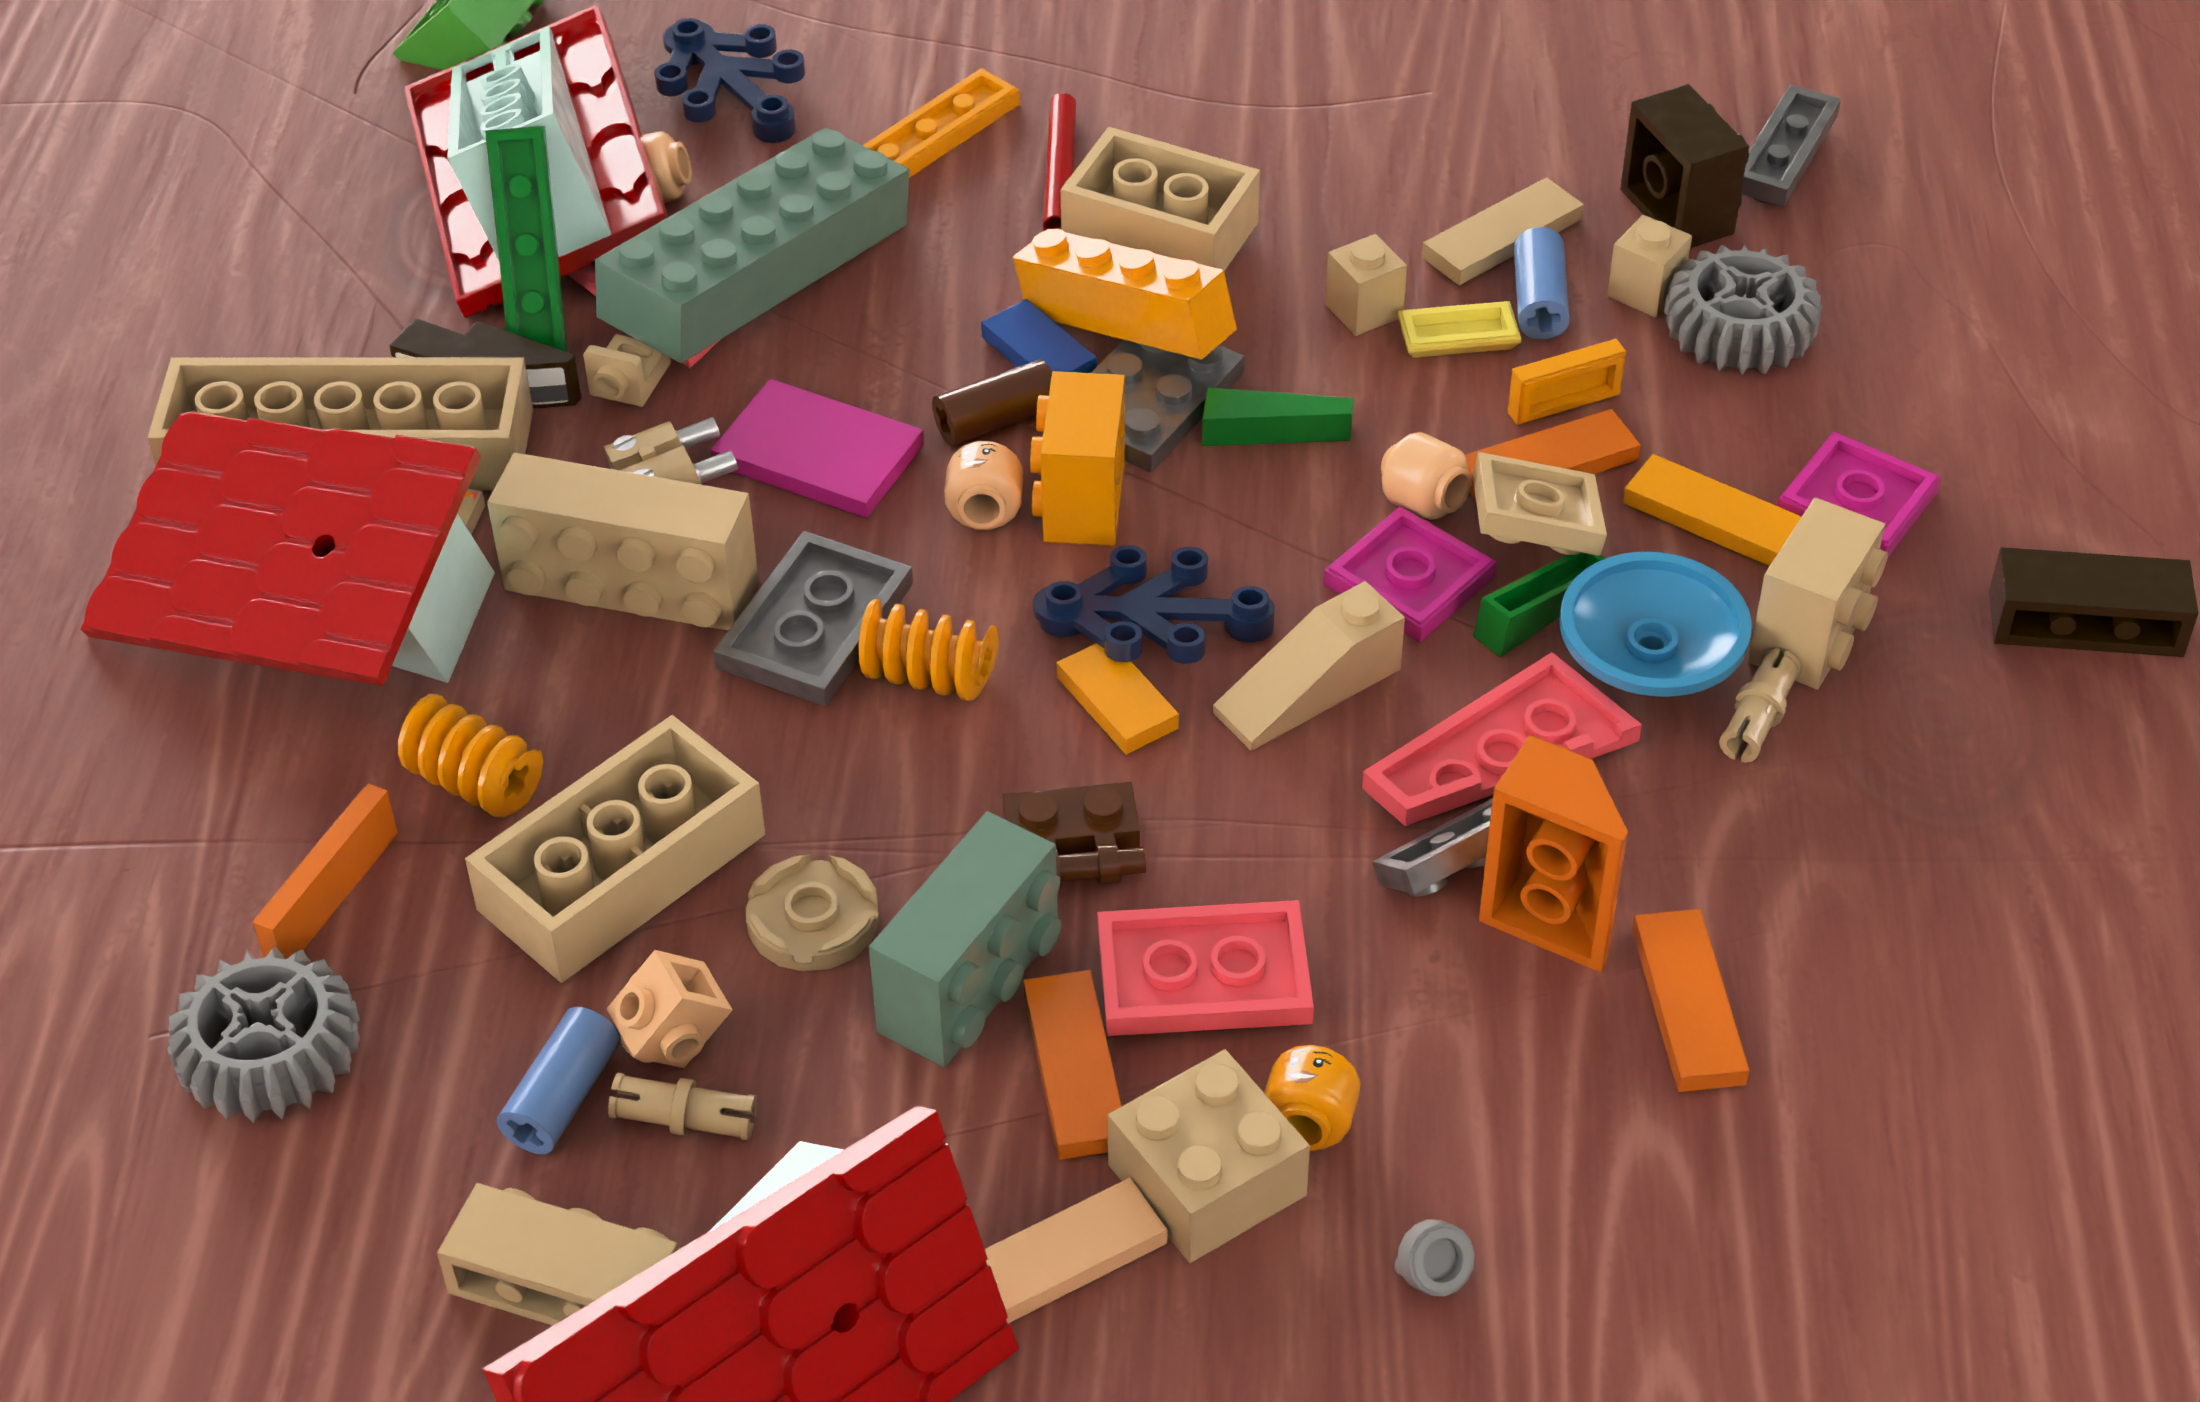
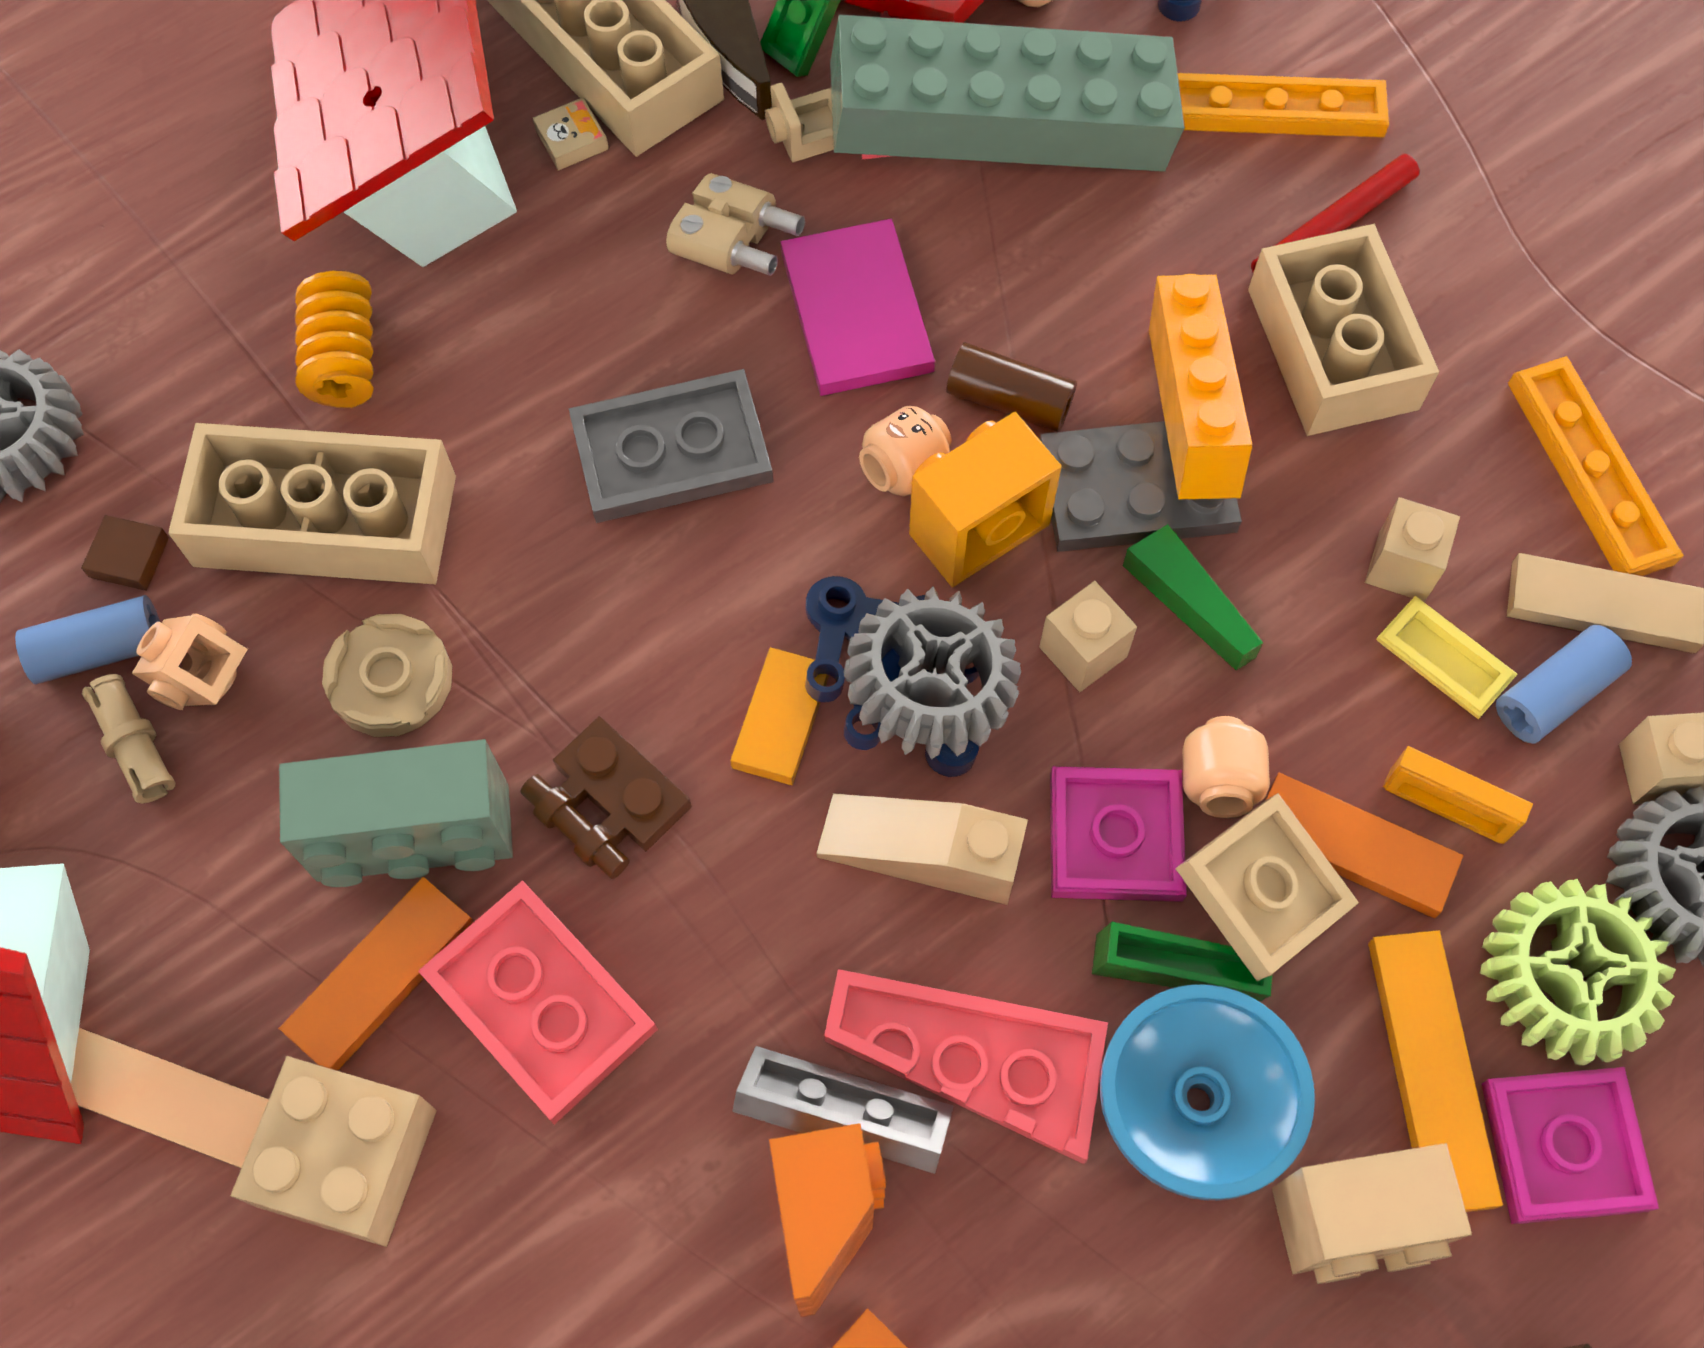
camera: 50 degrees right, 20 degrees up
(327, 873) = (160, 347): orange tile -> none
(493, 1021) = (125, 552): none -> reddish brown tile
(624, 541) = (605, 266): tan brick -> none
(926, 654) = (690, 547): light orange piece -> none
(1027, 335) = (1111, 367): blue tile -> none
(1193, 564) = (926, 704): none -> light grey gear
(1248, 482) = (1087, 636): none -> tan brick
(1315, 1093) = (455, 1188): light orange head -> none
(1396, 172) = (1594, 468): none -> light orange tile
(1748, 407) = (1581, 925): none -> yellowish green gear
(1760, 705) = (1215, 1242): tan pin -> none

